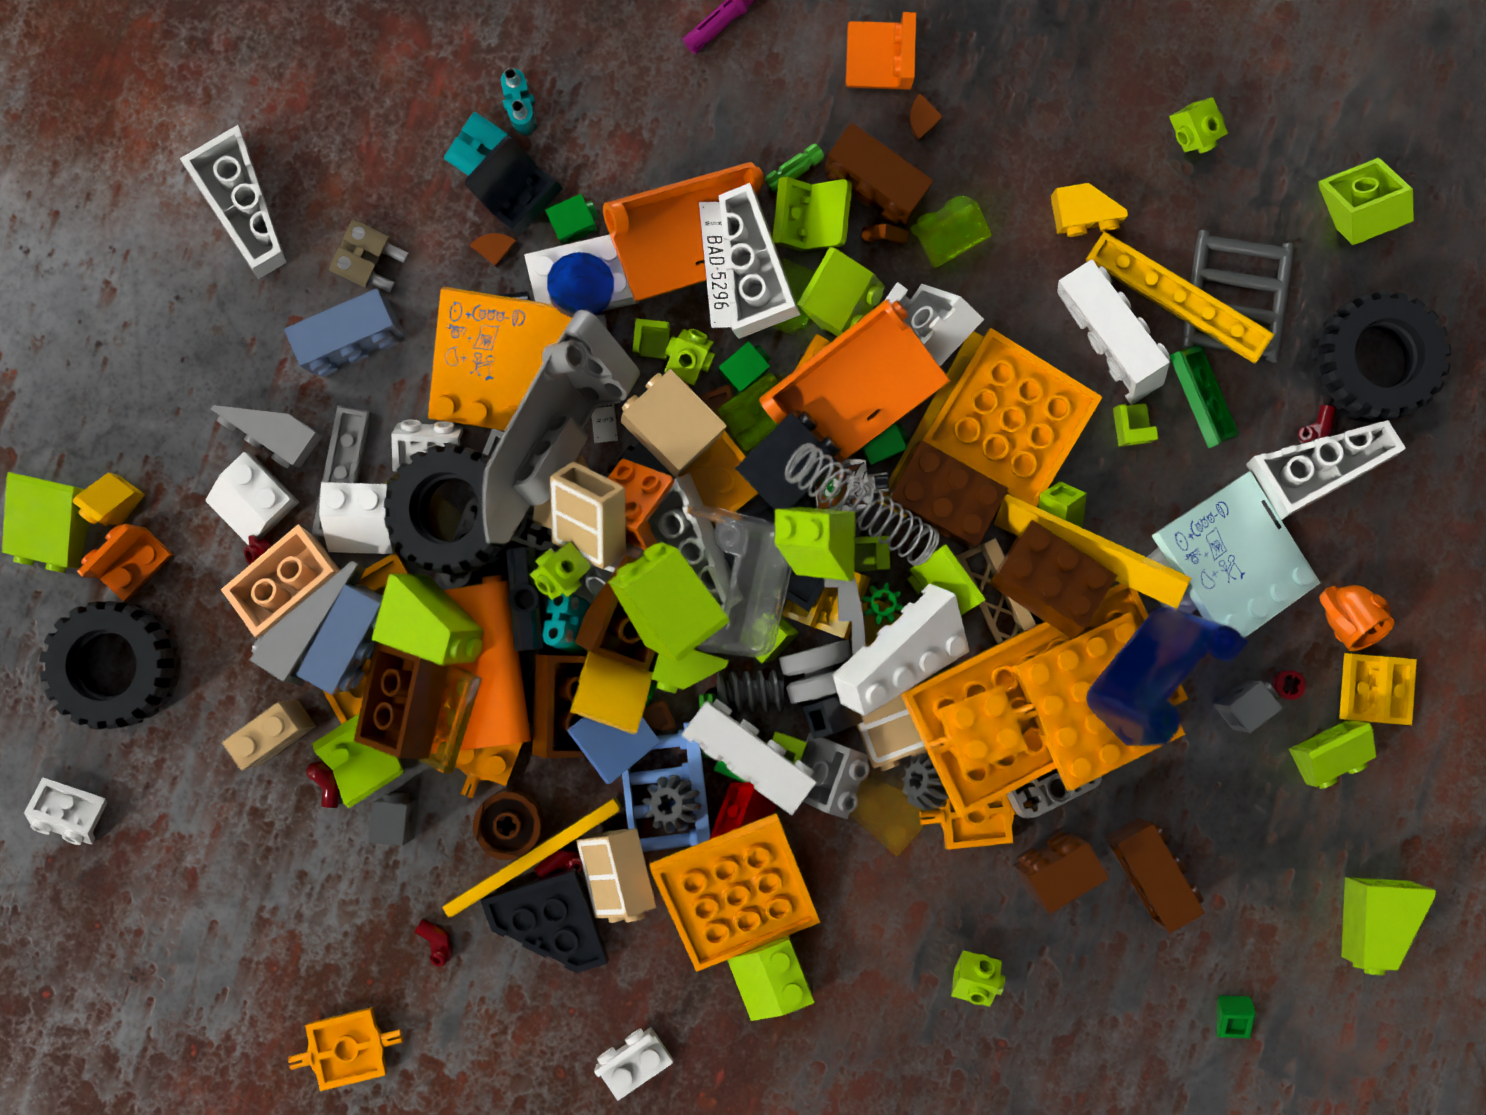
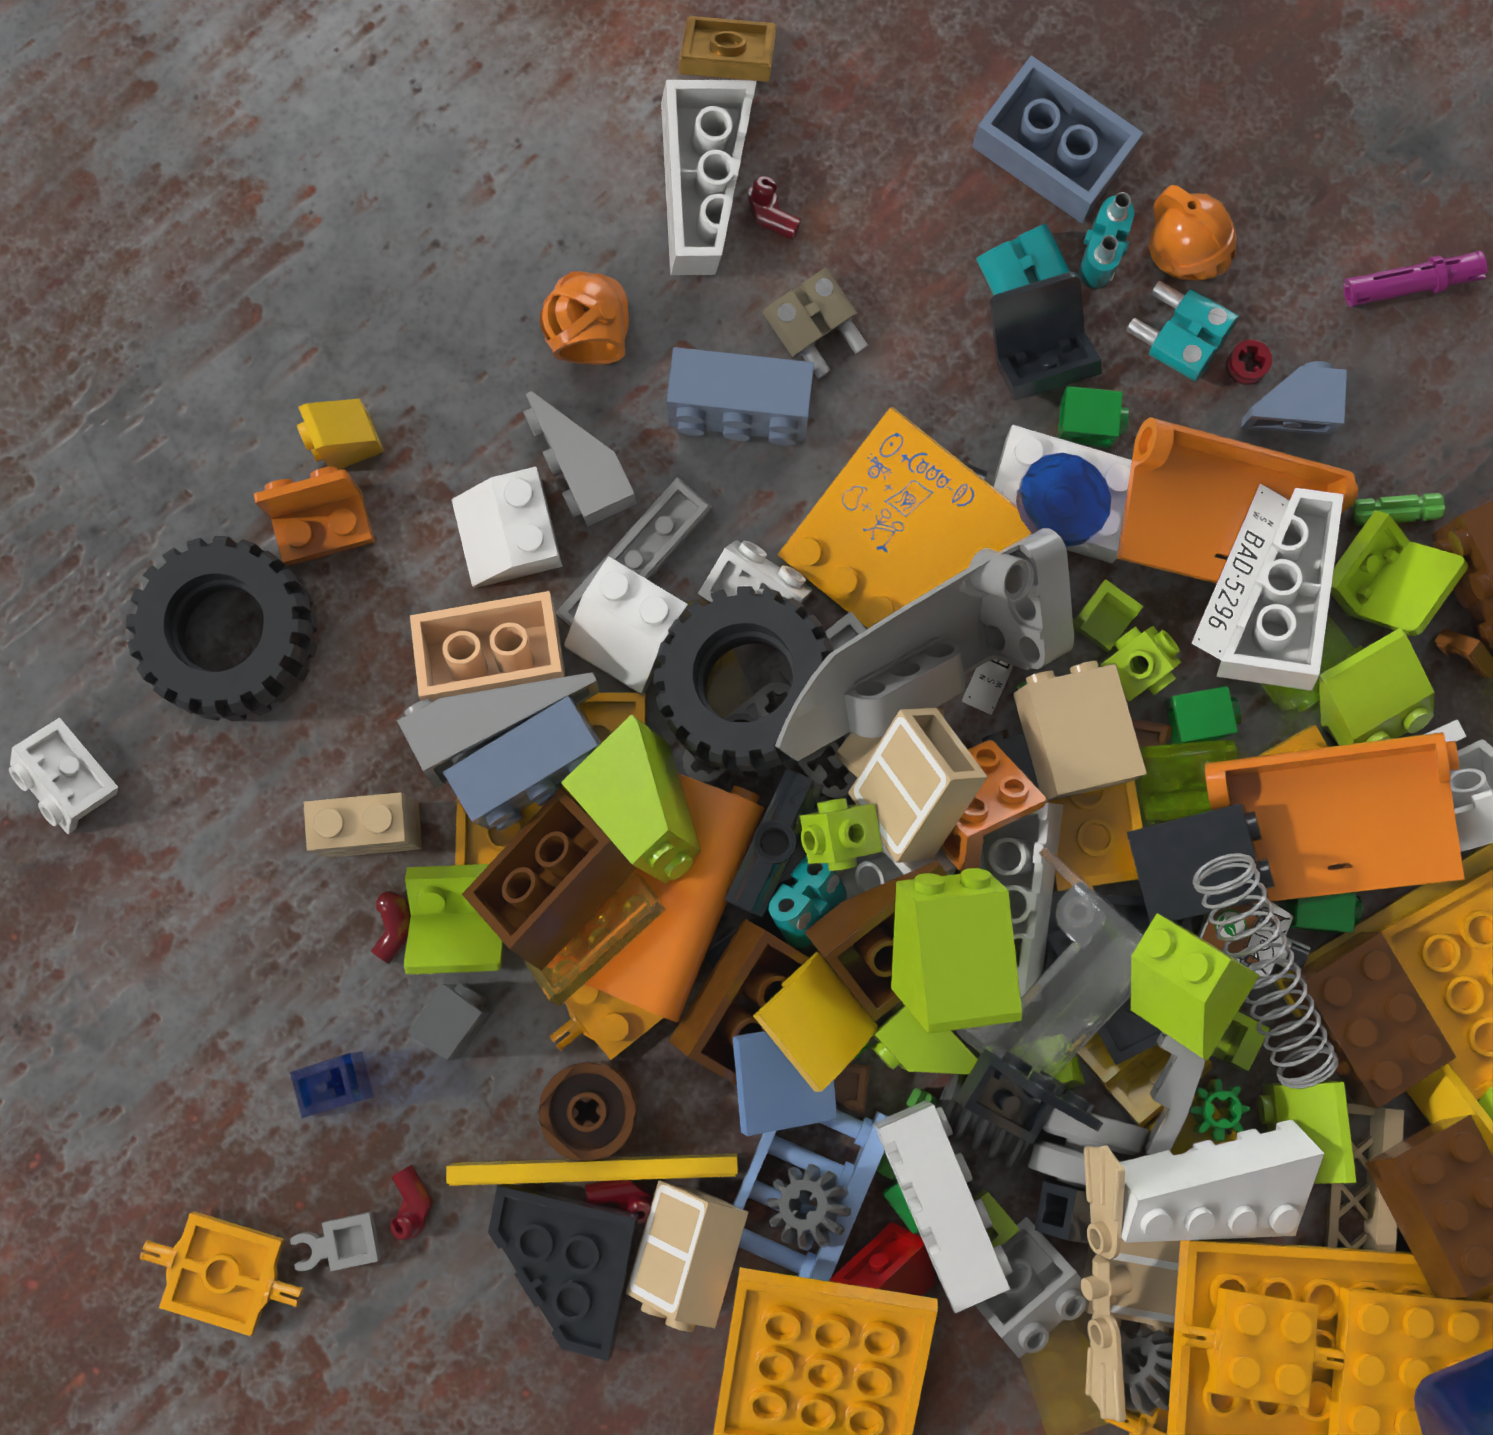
camera: 35 degrees right, 5 degrees down
(43, 523) = (247, 414): lime slope -> none
(208, 113) = (727, 48): none -> pearl gold tile
(221, 338) = (586, 319): none -> orange helmet
(255, 548) = (478, 591): dark red plate -> none
(294, 202) = (767, 210): none -> dark red arm
(345, 898) = (331, 1084): none -> clear blue slope
(408, 988) = (345, 1243): none -> light grey plate
(449, 53) = (1056, 139): none -> sand blue brick
(493, 247) = (974, 396): dark orange tile -> none
(570, 67) = (1191, 235): none -> orange helmet
(605, 131) = (1191, 335): none -> teal piece
(657, 119) = (1261, 356): none -> dark red bush
(697, 134) = (1304, 402): none -> sand blue slope
(756, 667) = (1017, 1100): none -> black bracket
(869, 744) = (1104, 1358): none -> tan piece

